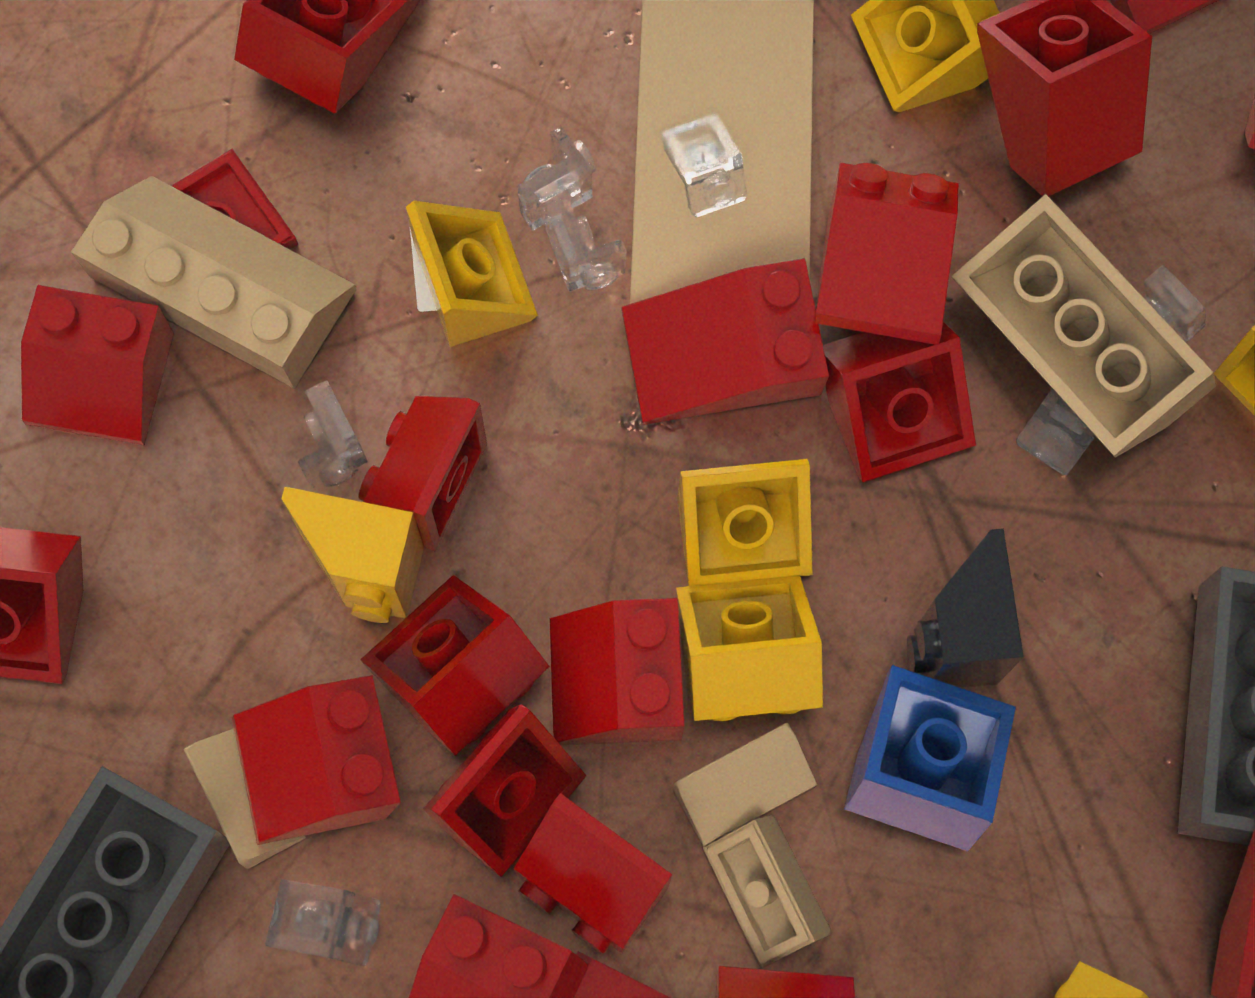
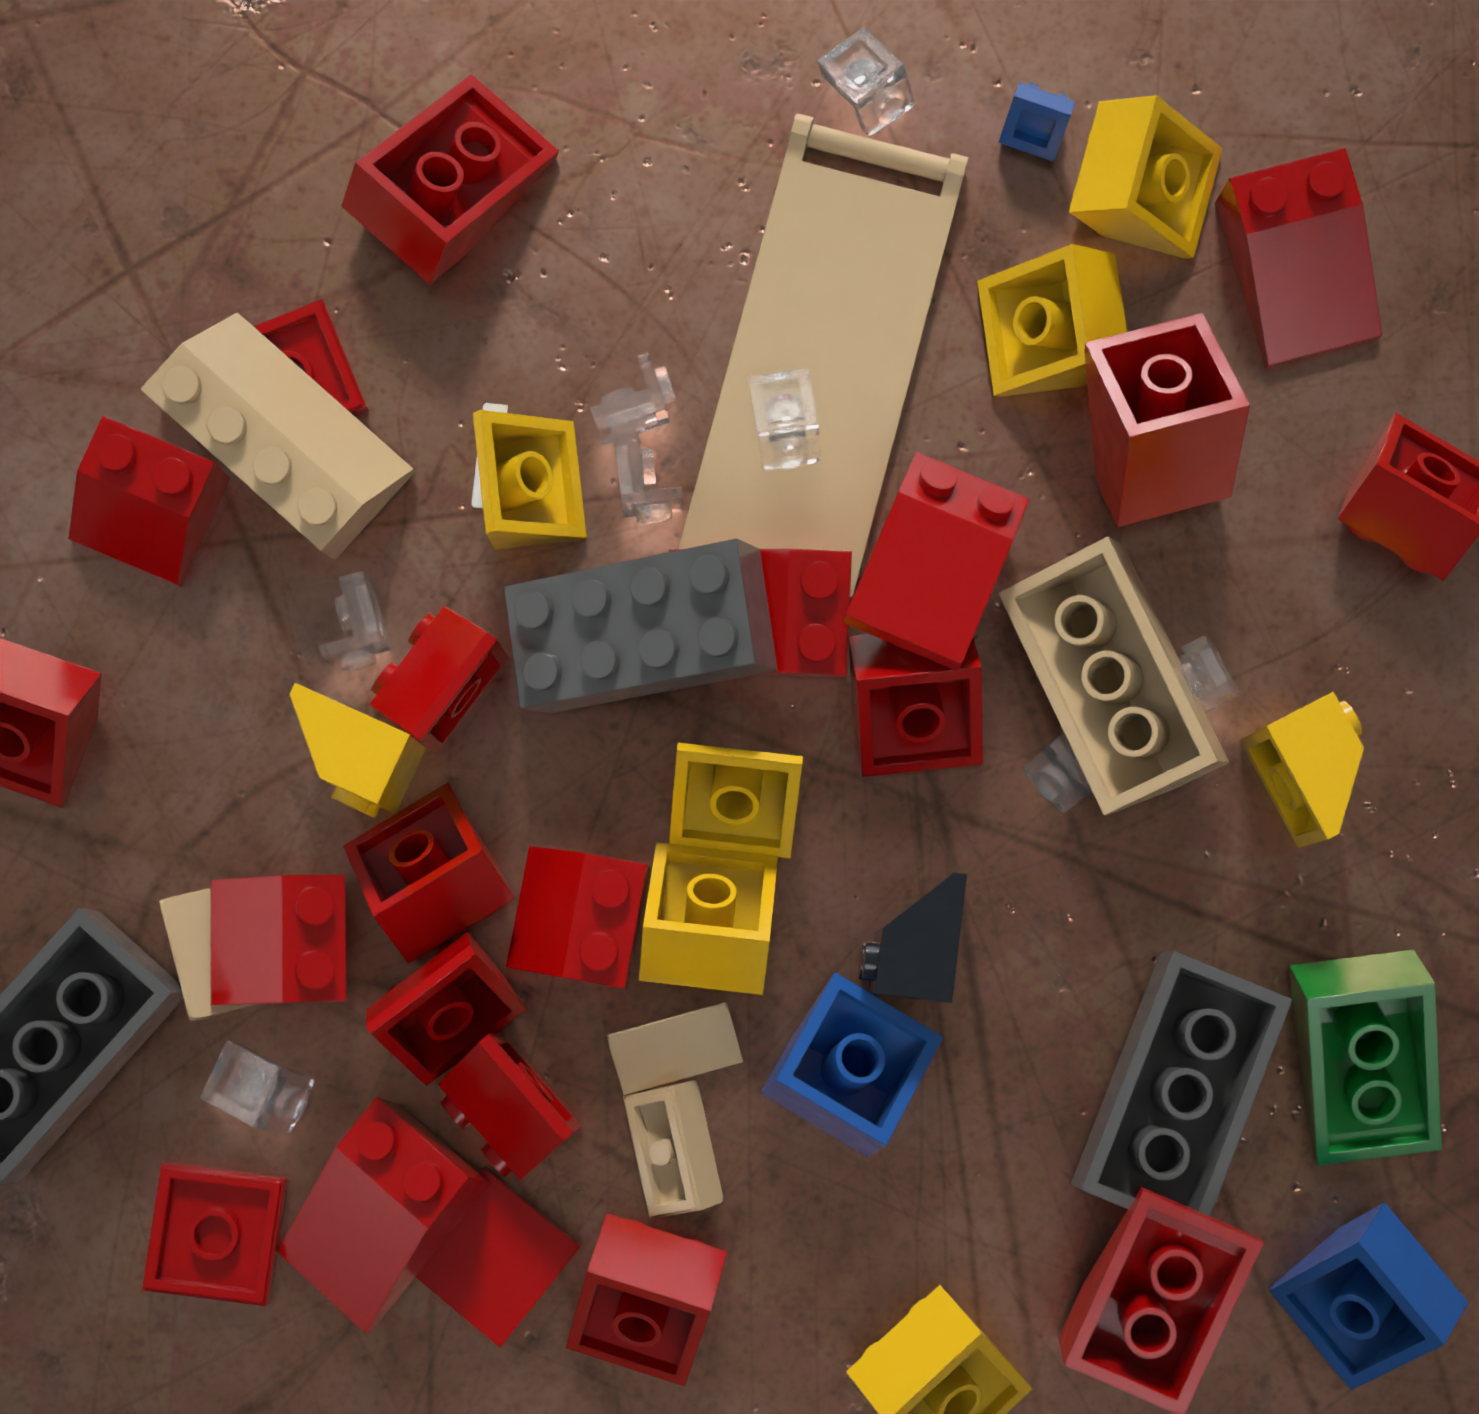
camera: 15 degrees right, 10 degrees up
(615, 373) = (640, 627): none -> dark grey brick

